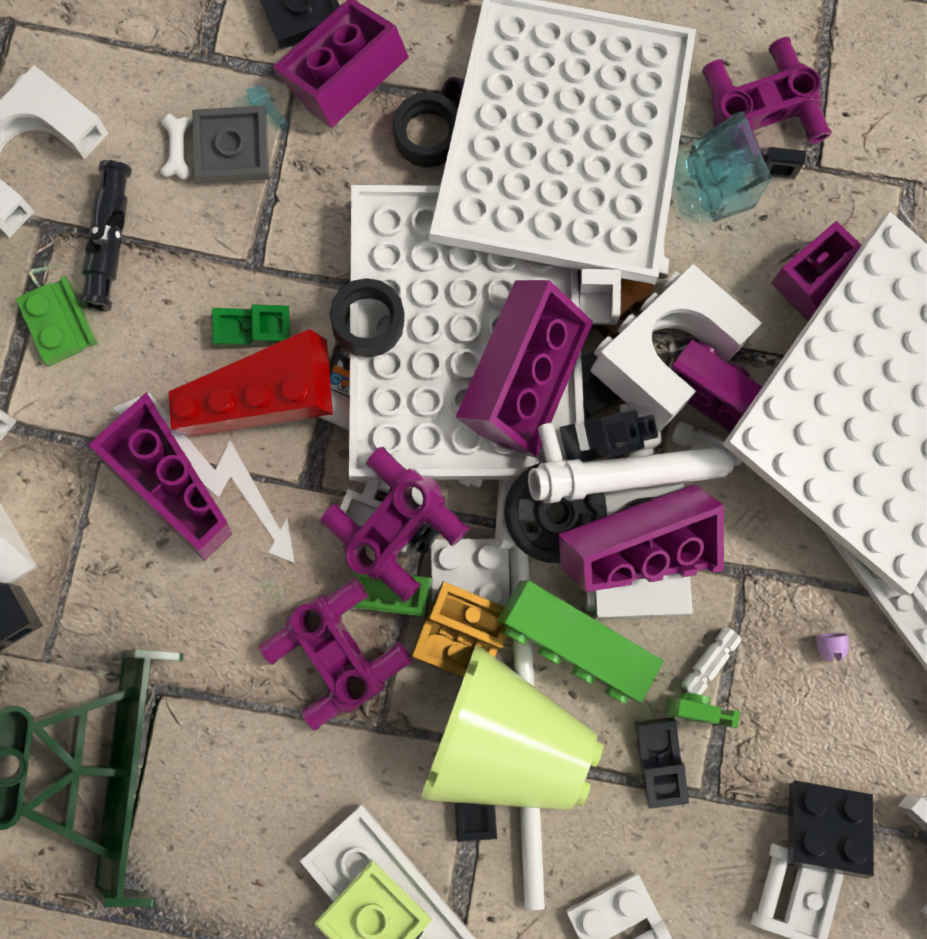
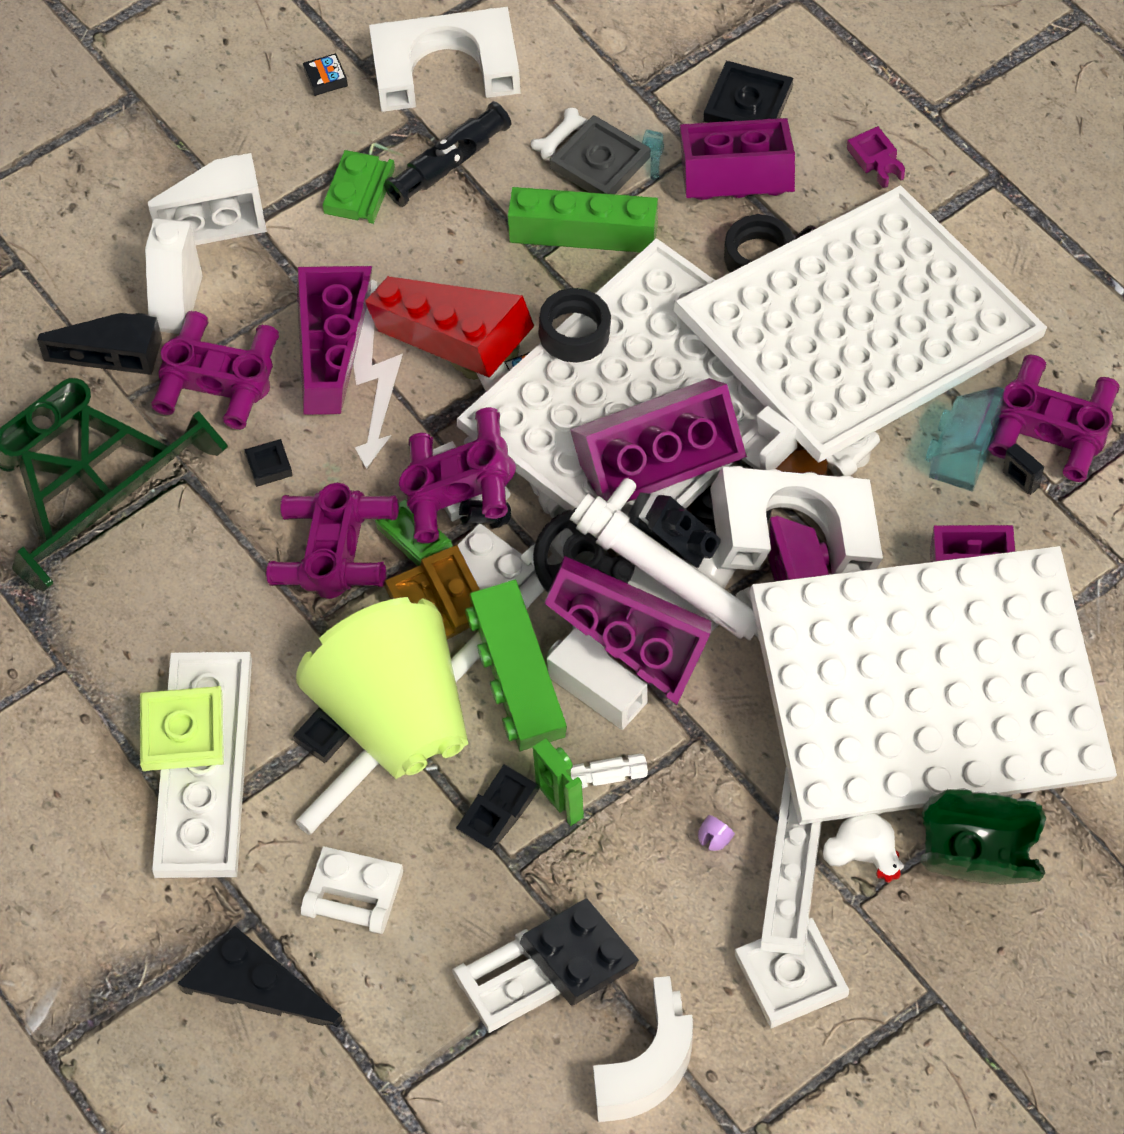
camera: 45 degrees right, 20 degrees down
(96, 583) = (215, 369): none -> magenta piece
(214, 624) = (268, 462): none -> black tile
(249, 327) = (481, 275): green slope -> none
(270, 210) = (582, 219): none -> bright green brick

